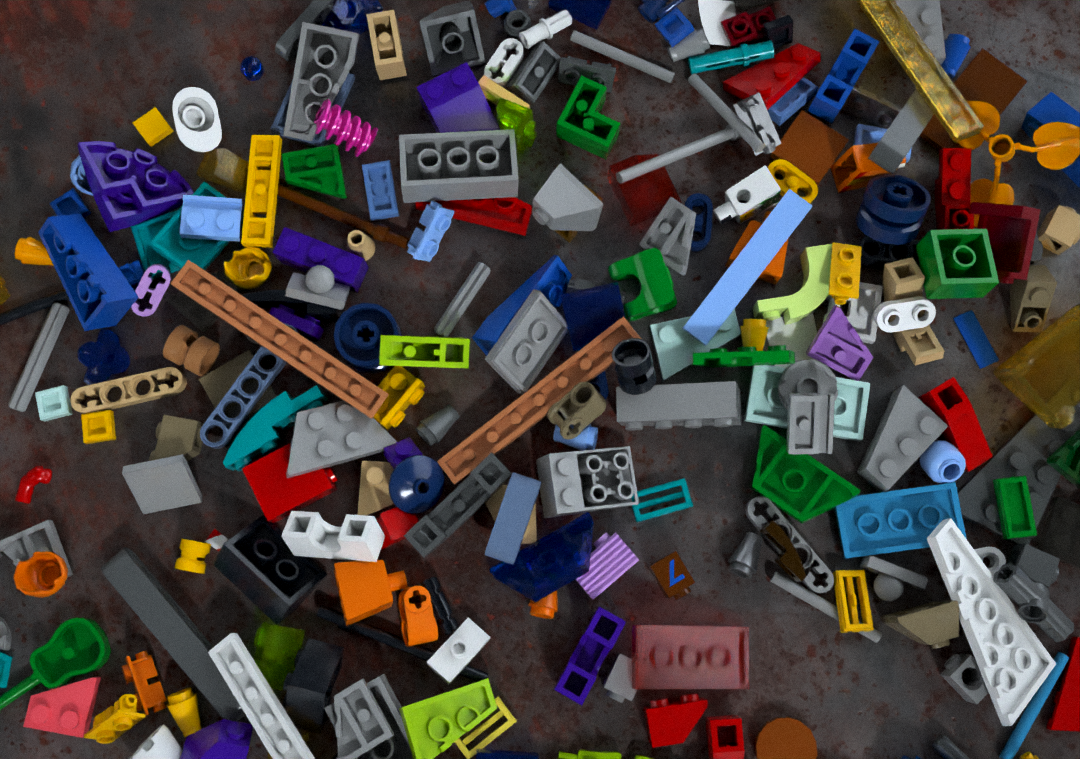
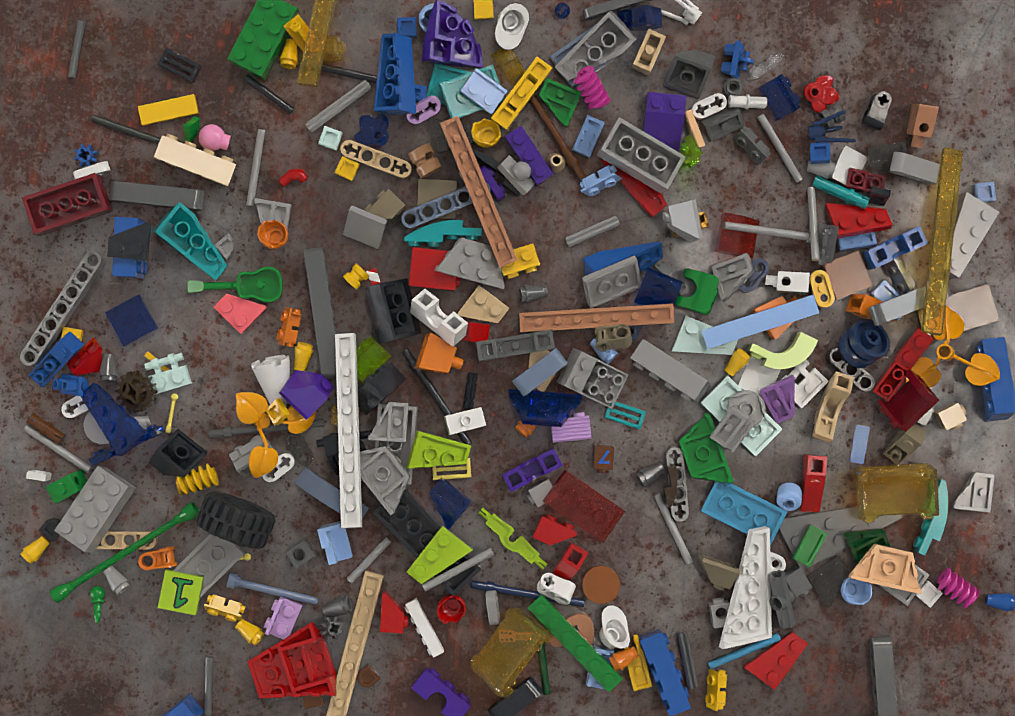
camera: 30 degrees right, 10 degrees up
(32, 252) = (371, 42): light orange cone -> none
(115, 720) = (264, 337): yellow hinge -> none
(355, 327) = (534, 211): dark blue wheel -> none
(400, 450) = (503, 298): dark purple plate -> none
(407, 478) = (500, 312): dark blue dish -> none
(417, 619) = (454, 390): orange piece -> none
(424, 351) = (553, 250): lime slope -> none
(582, 122) = (727, 175): green brick -> none
(634, 366) = (659, 335): black wheel -> none
(745, 357) = (726, 370): green wing -> none
(841, 601) = (675, 545): yellow tile -> none
(844, 272) = (811, 360): yellow hinge -> none
(891, 578) = (717, 537): light grey tile -> none
(900, 440) = (777, 469): light grey wedge -> none
(906, 314) = (827, 405): white plate -> none
(956, 49) = (969, 276): blue cone -> none
(957, 263) = (873, 398): green brick -> none

